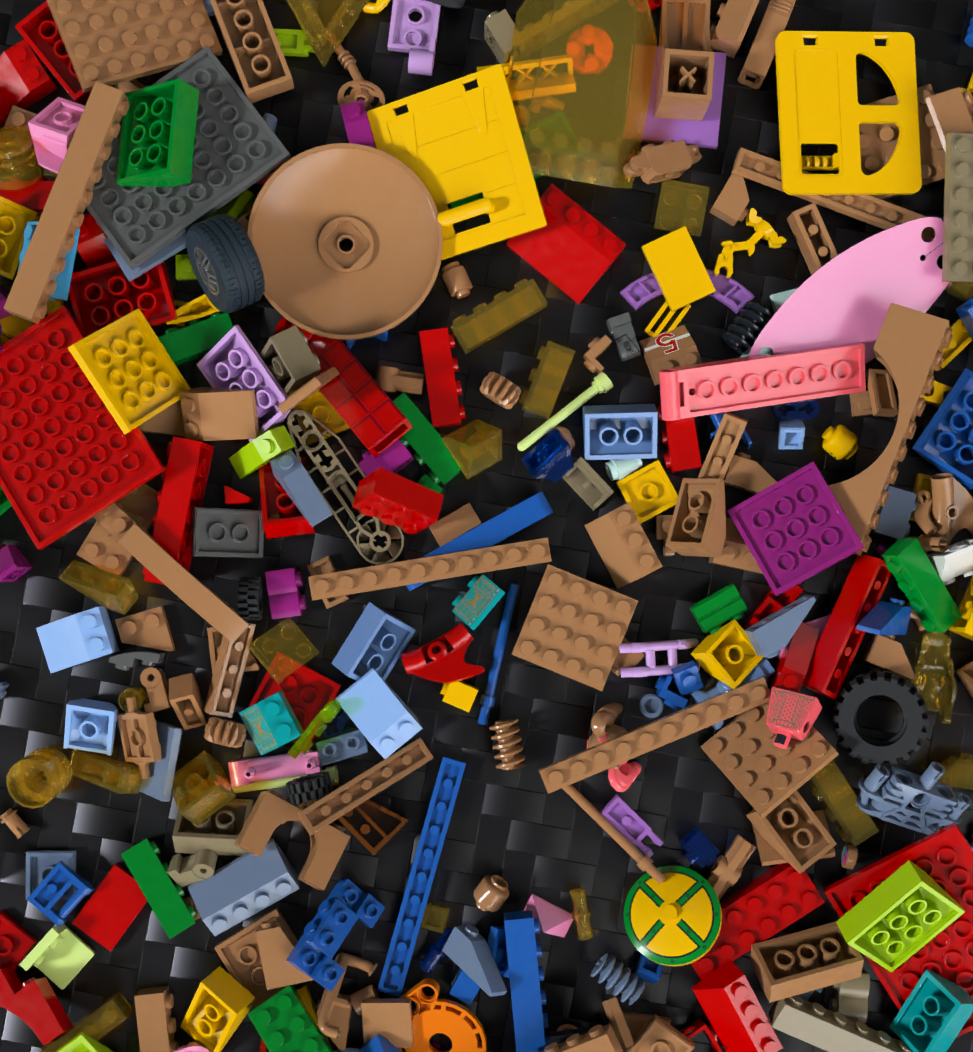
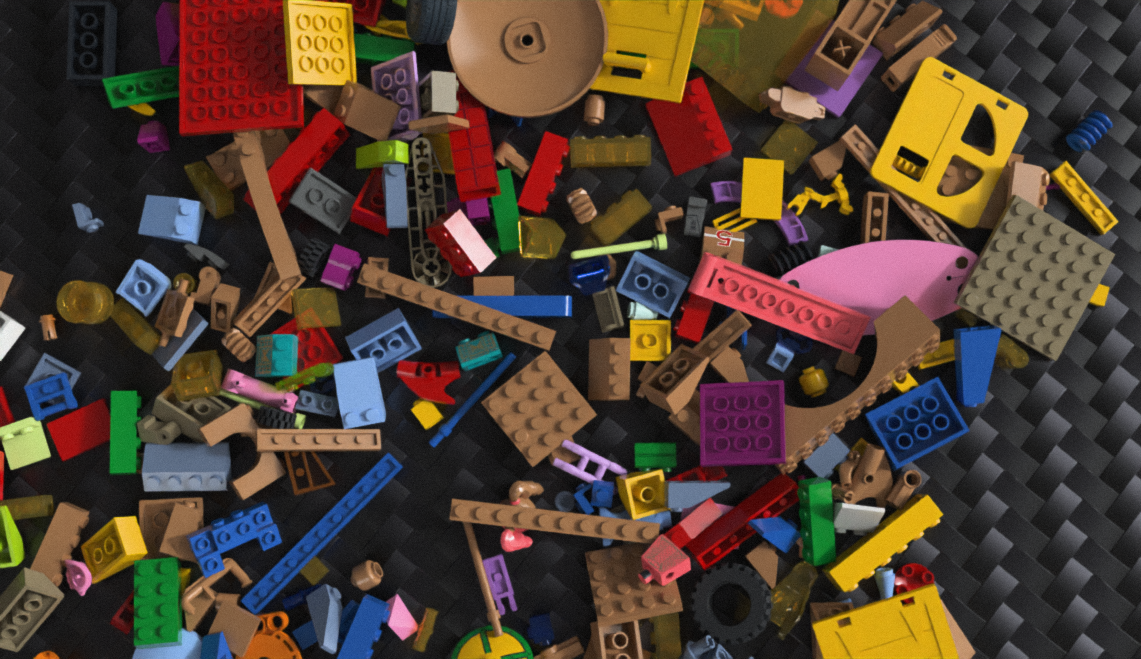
camera: 30 degrees right, 5 degrees down
(146, 629) = (225, 239): medium nougat wing -> none
(235, 497) = (344, 179): red slope -> none
(507, 744) = (441, 469): medium nougat piece -> none
(881, 393) = (863, 360): medium nougat tile -> none

